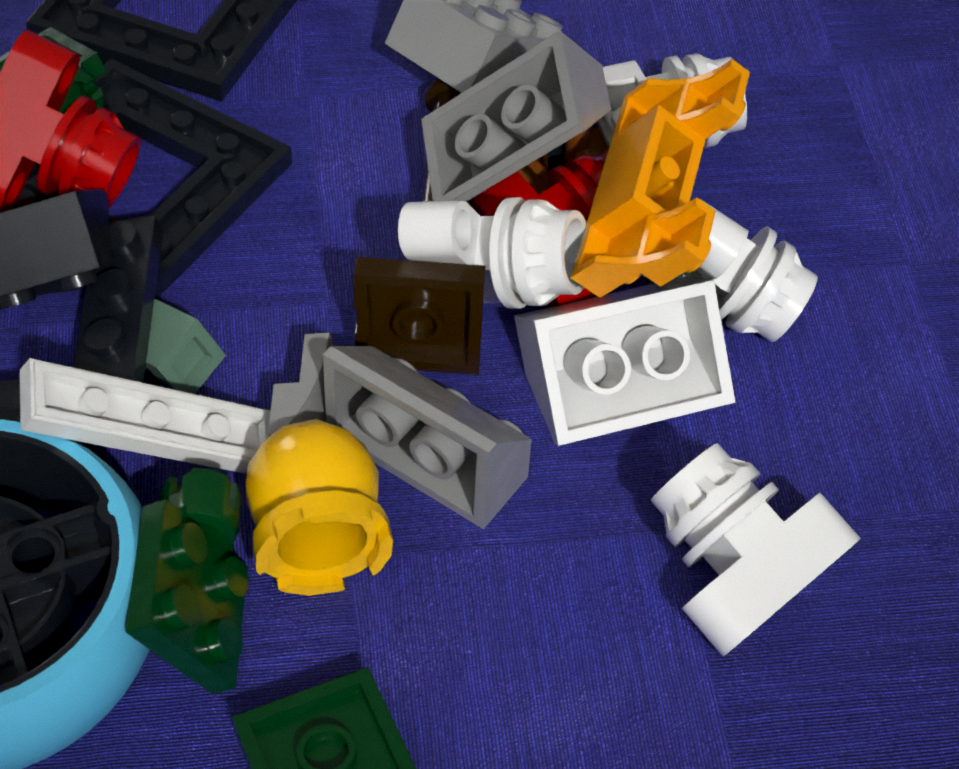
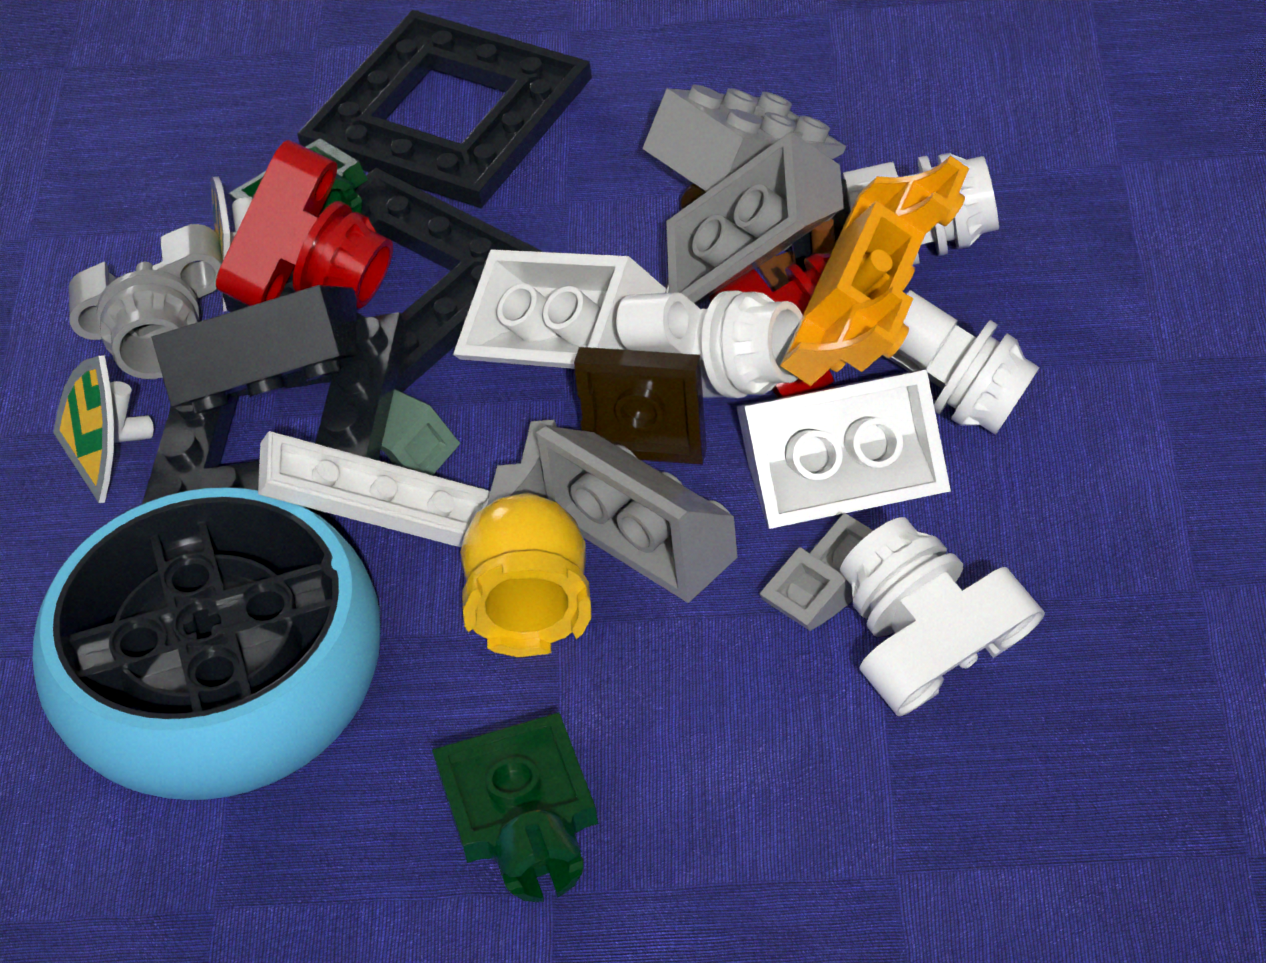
camera: 15 degrees right, 5 degrees down
(189, 579) = (401, 631): dark green plate -> none
(315, 211) = (548, 306): none -> white slope
(618, 503) = (811, 584): none -> light grey slope

